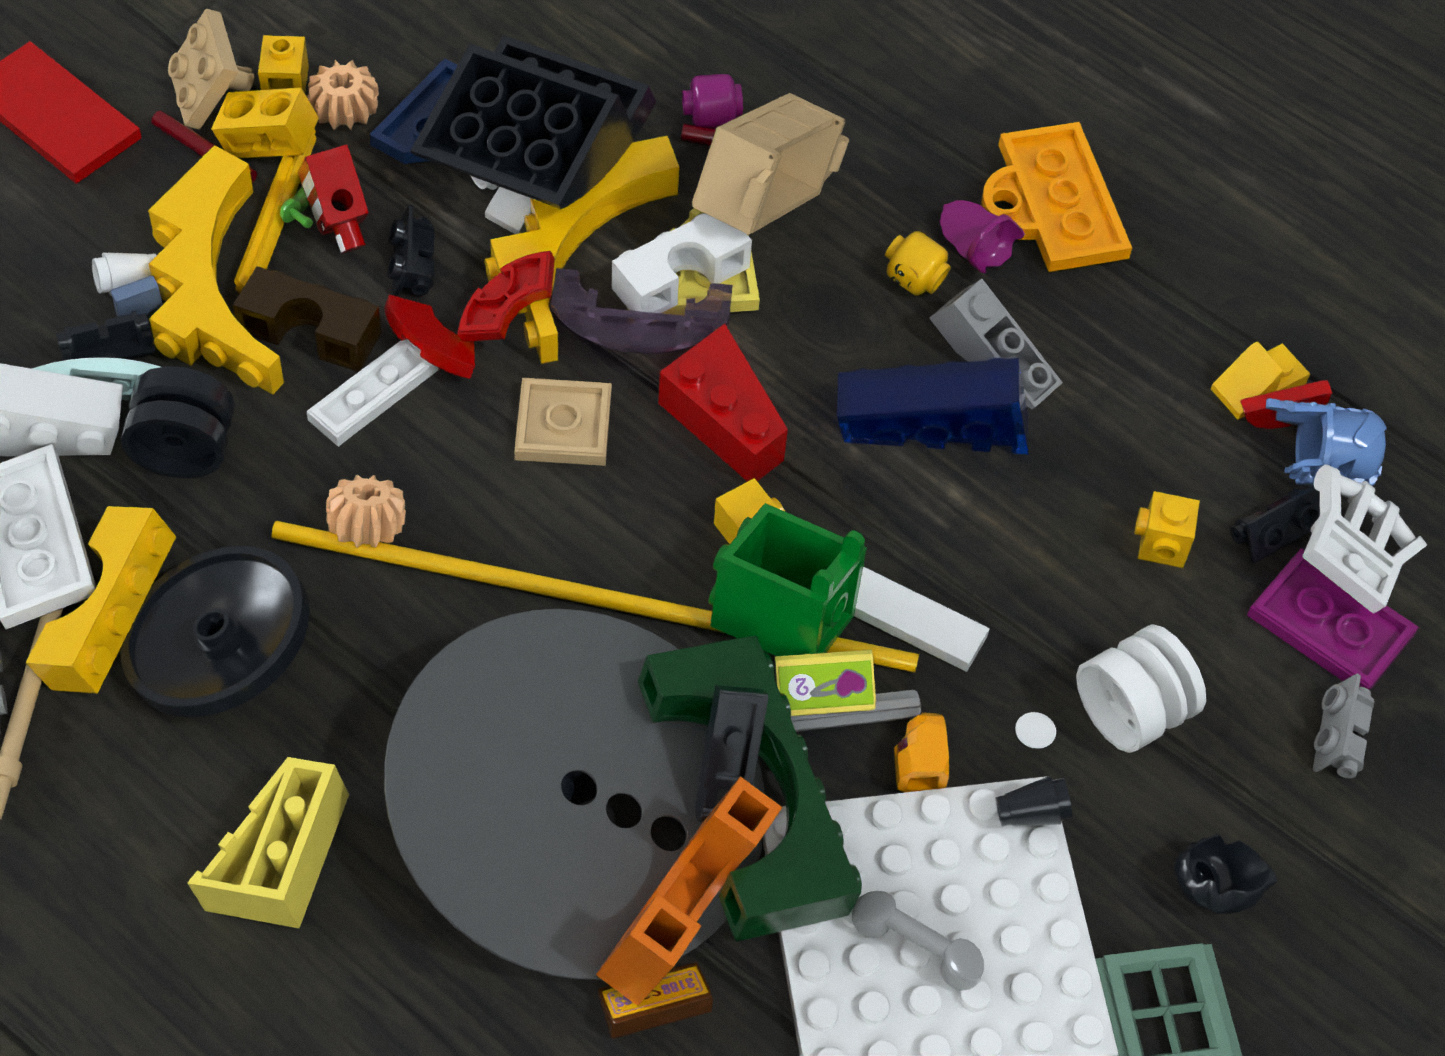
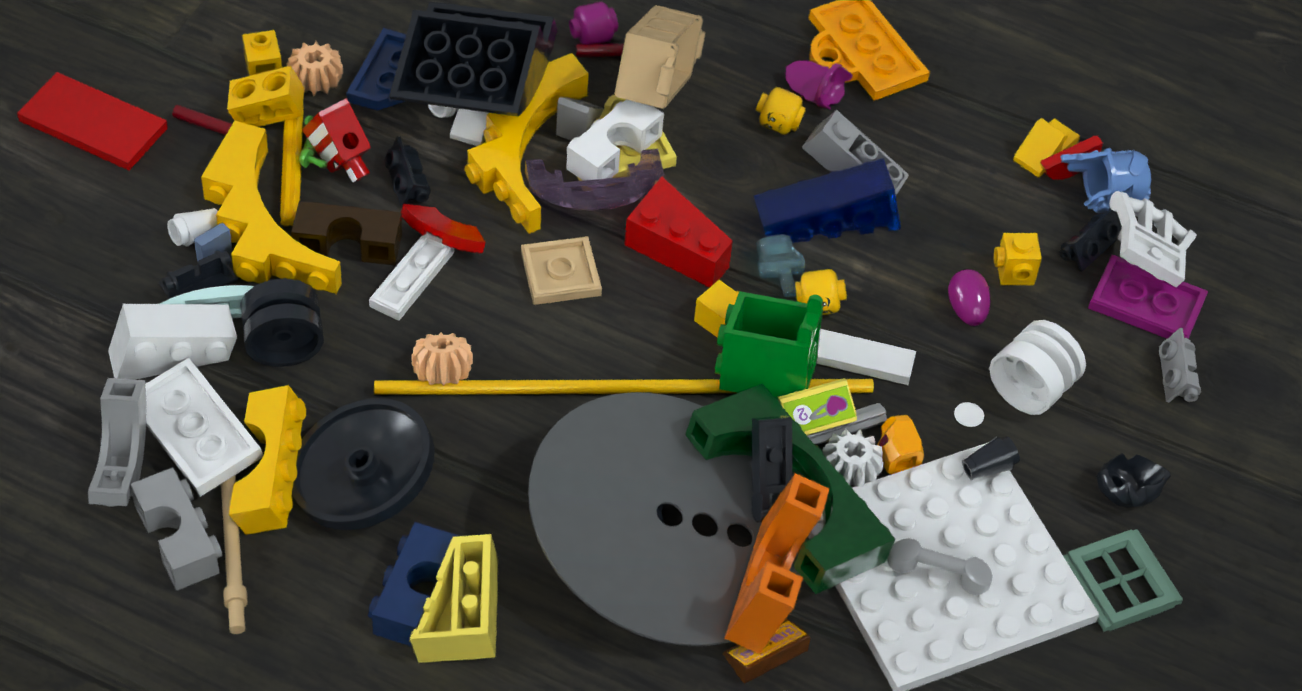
camera: 15 degrees left, 5 degrees down
(192, 834) = (419, 560): none -> dark blue arch
(205, 69) = (205, 67): tan plate -> none
(502, 298) = (494, 185): red tile -> none
(647, 217) = (575, 117): none -> light grey slope
(849, 466) = (780, 260): none -> clear light blue piece
(853, 761) = (855, 457): none -> white gear
(887, 521) = (823, 284): none -> yellow head
(1085, 568) = (969, 297): none -> magenta animal

